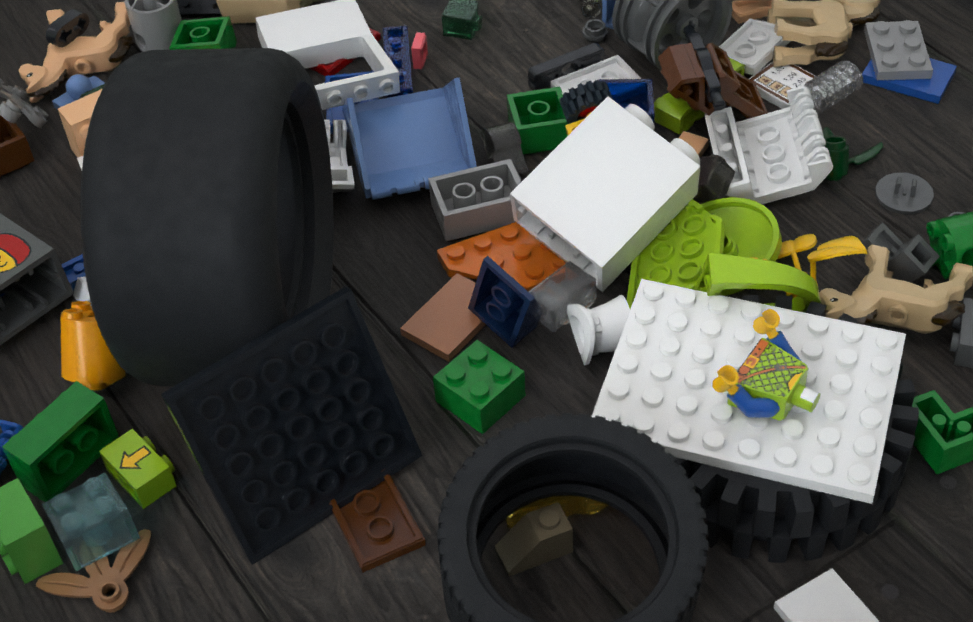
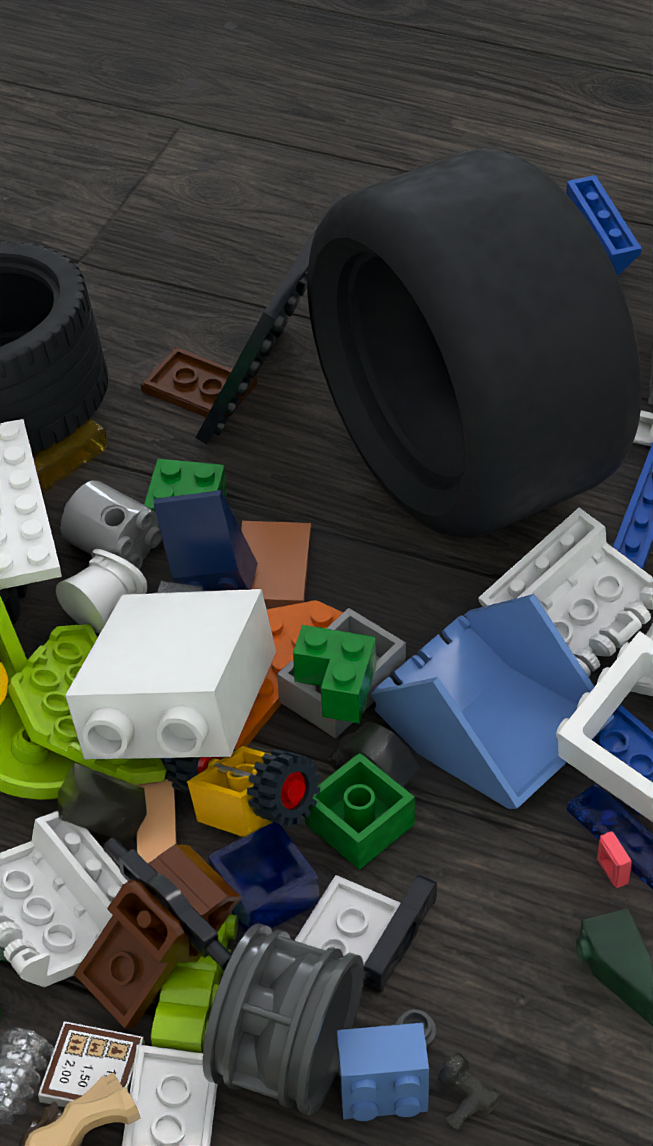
camera: 145 degrees right, 0 degrees up
(493, 159) = (339, 664): none -> green brick
(559, 374) = (111, 522): none -> light grey cylinder

